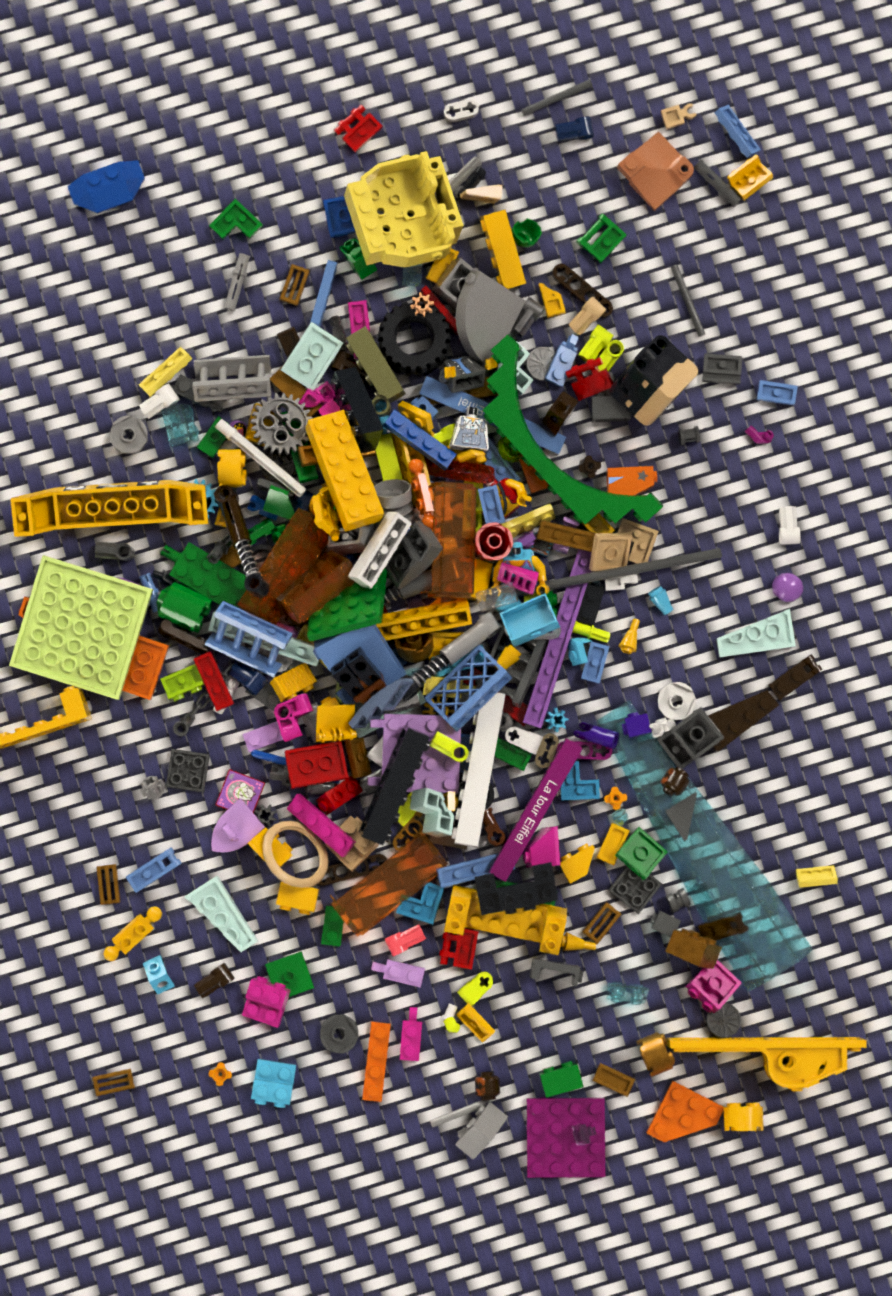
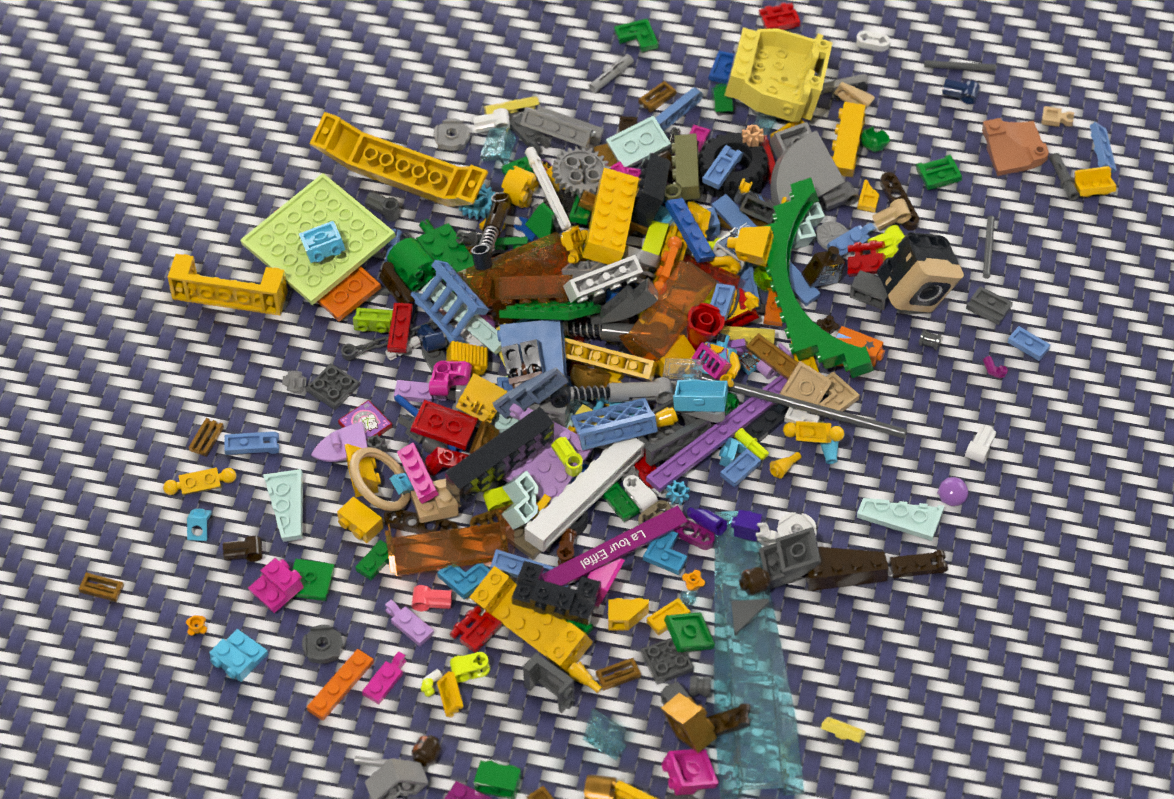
camera: 35 degrees right, 30 degrees down
(92, 637) = (322, 242): none -> medium azure plate
(313, 844) = (401, 483): none -> medium azure tile
(413, 356) = (722, 167): none -> medium blue plate
(490, 434) = (752, 244): none -> yellow torso
(642, 596) = (813, 431): none -> yellow plate

